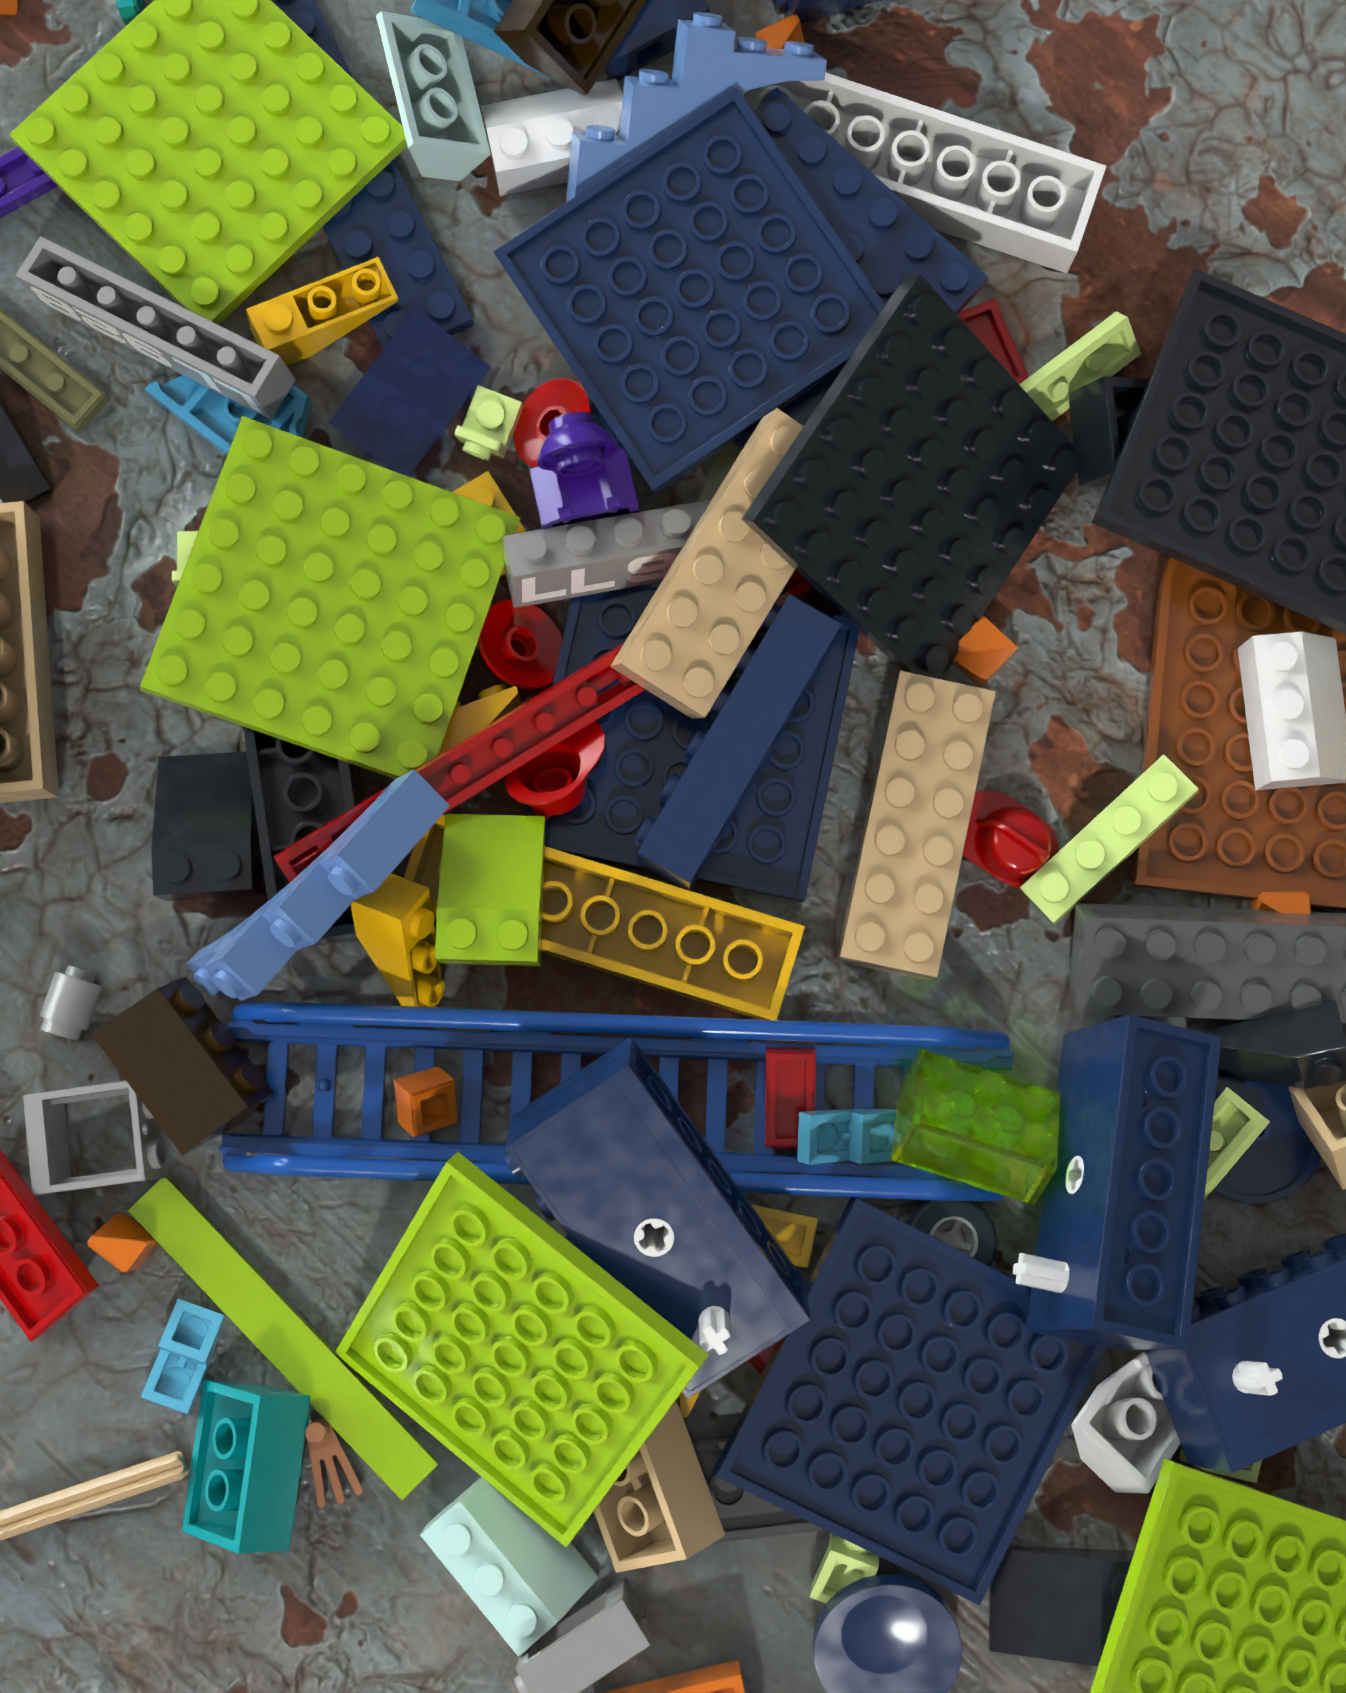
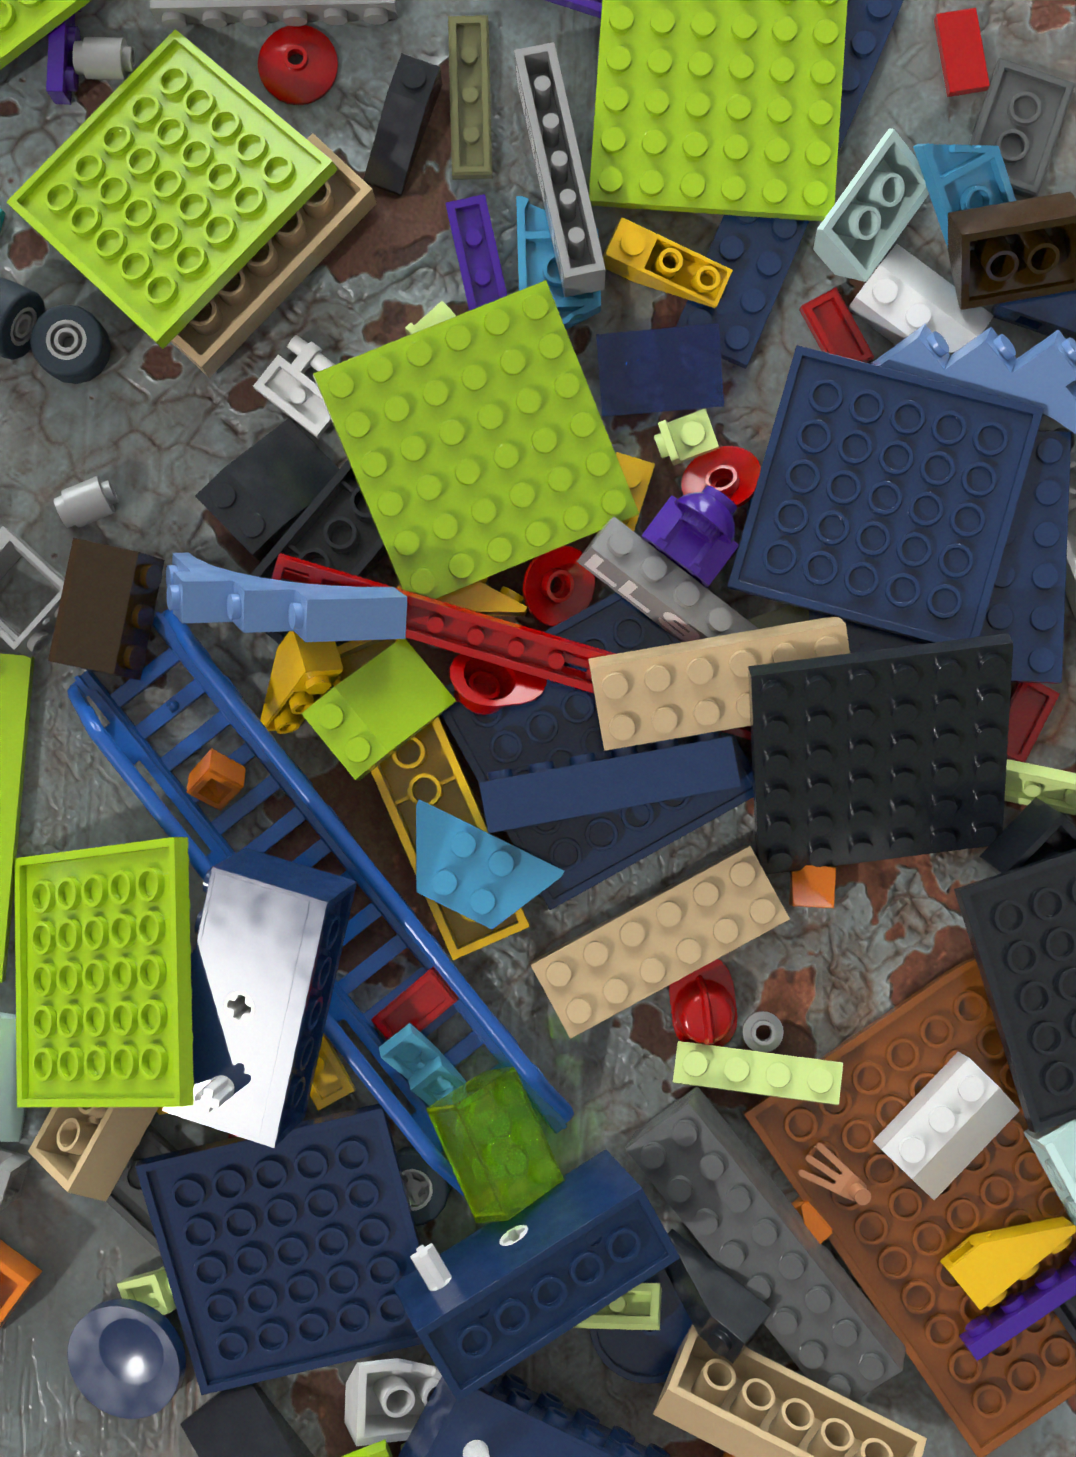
camera: 50 degrees right, 5 degrees up
(140, 730) = (293, 391): none -> white plate
(159, 463) = (476, 250): none -> dark purple plate
(500, 216) = (835, 327): none -> red tile
(710, 929) = (475, 869): none -> dark azure wing
(1061, 811) = (753, 1022): none -> light grey plate
(1275, 845) = (845, 1184): none -> nougat piece

